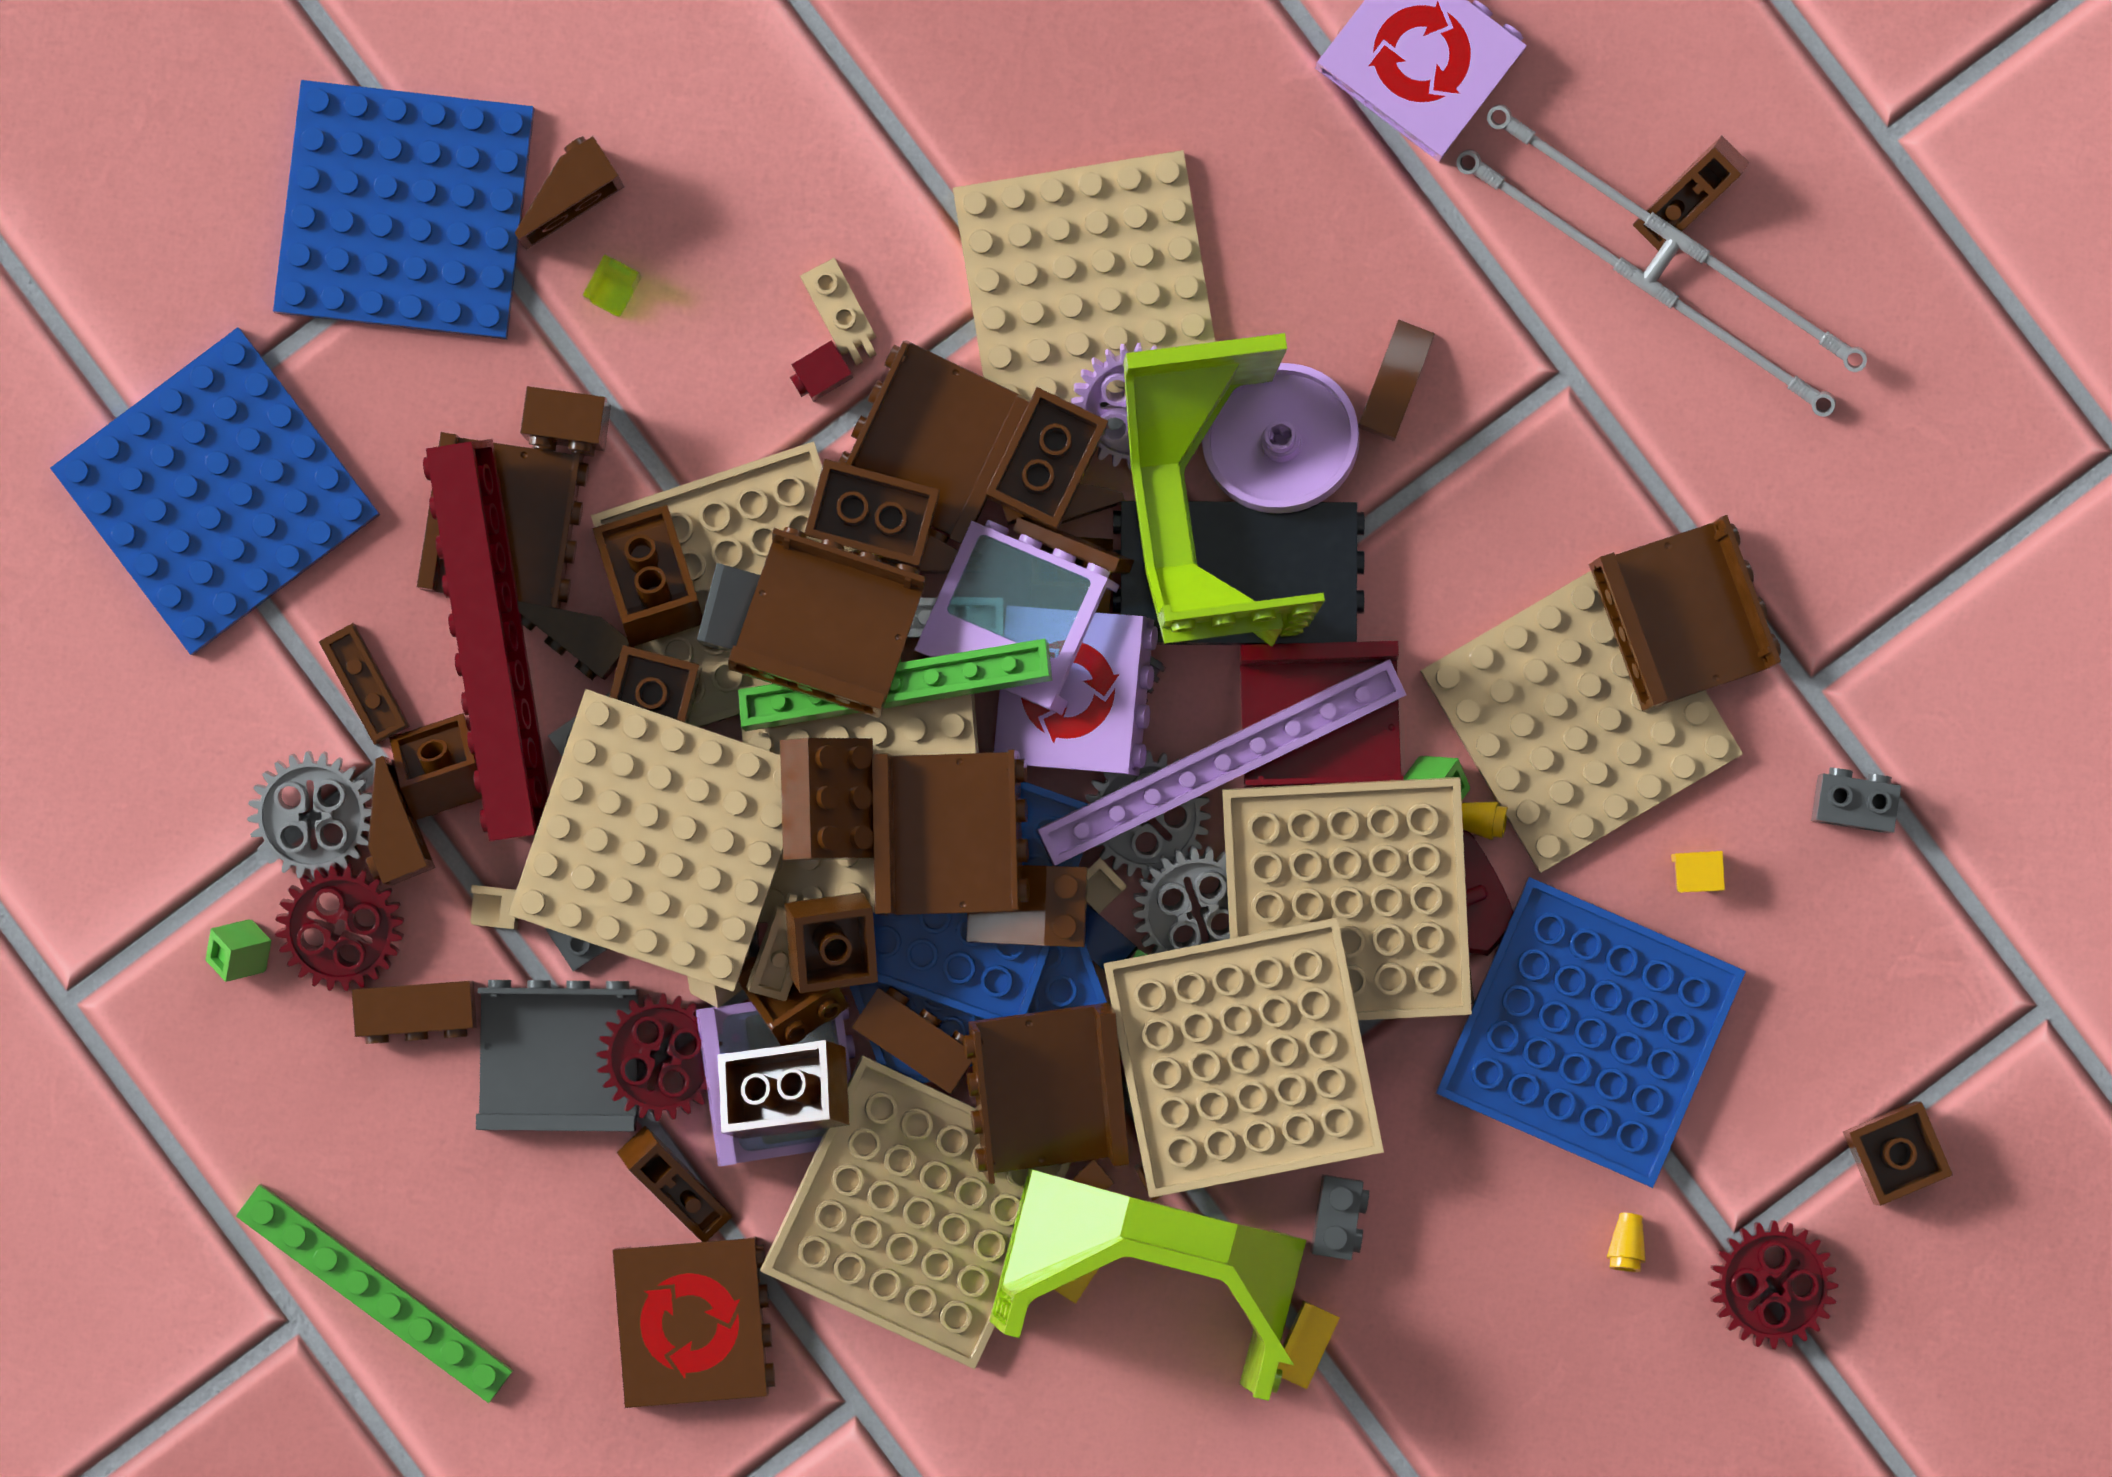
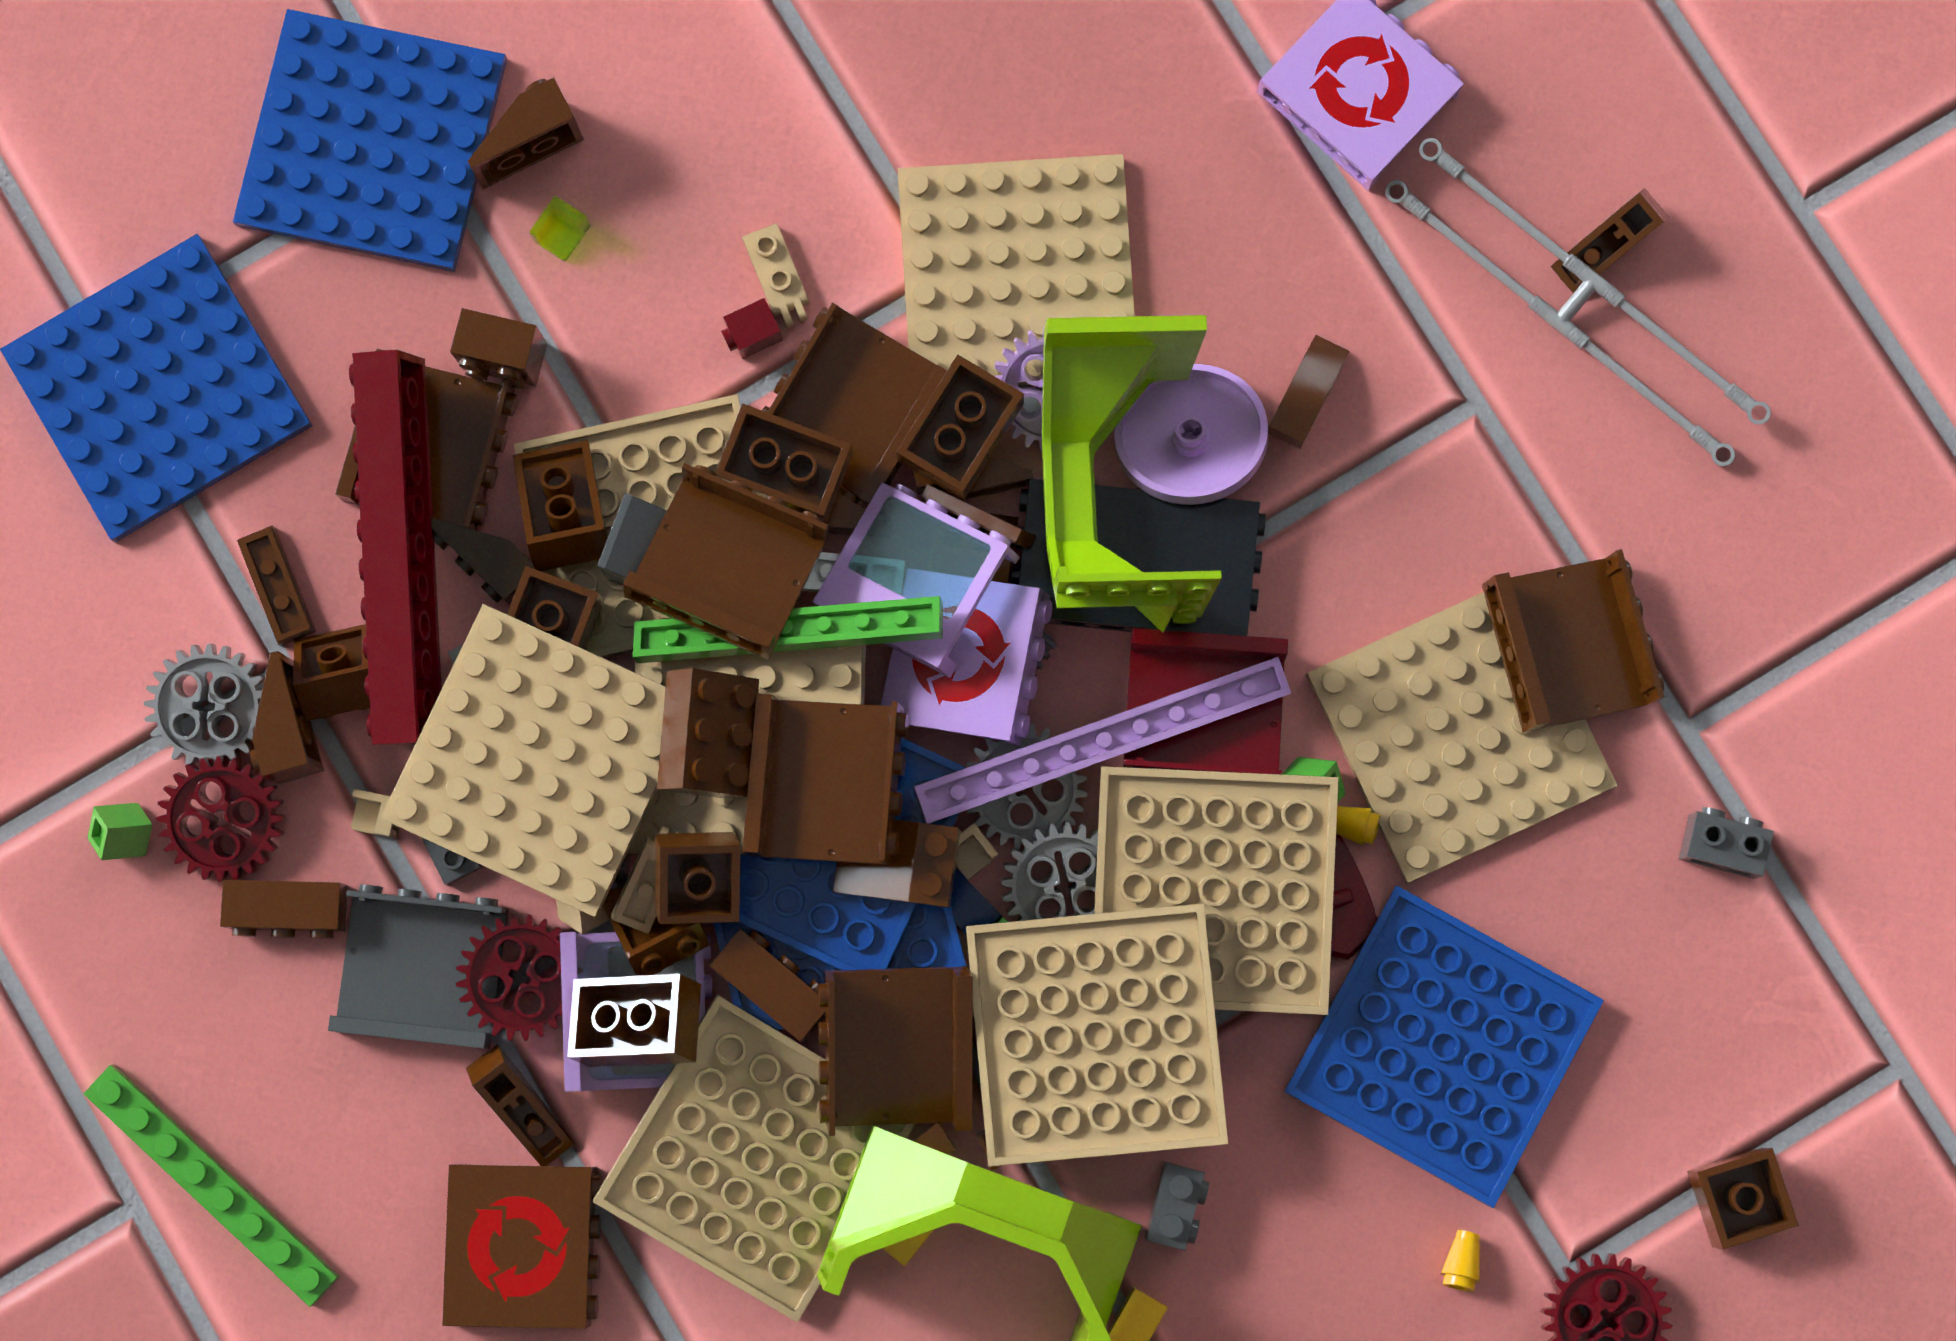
camera: 10 degrees right, 5 degrees down
(1699, 871) = (1566, 896): yellow panel -> none

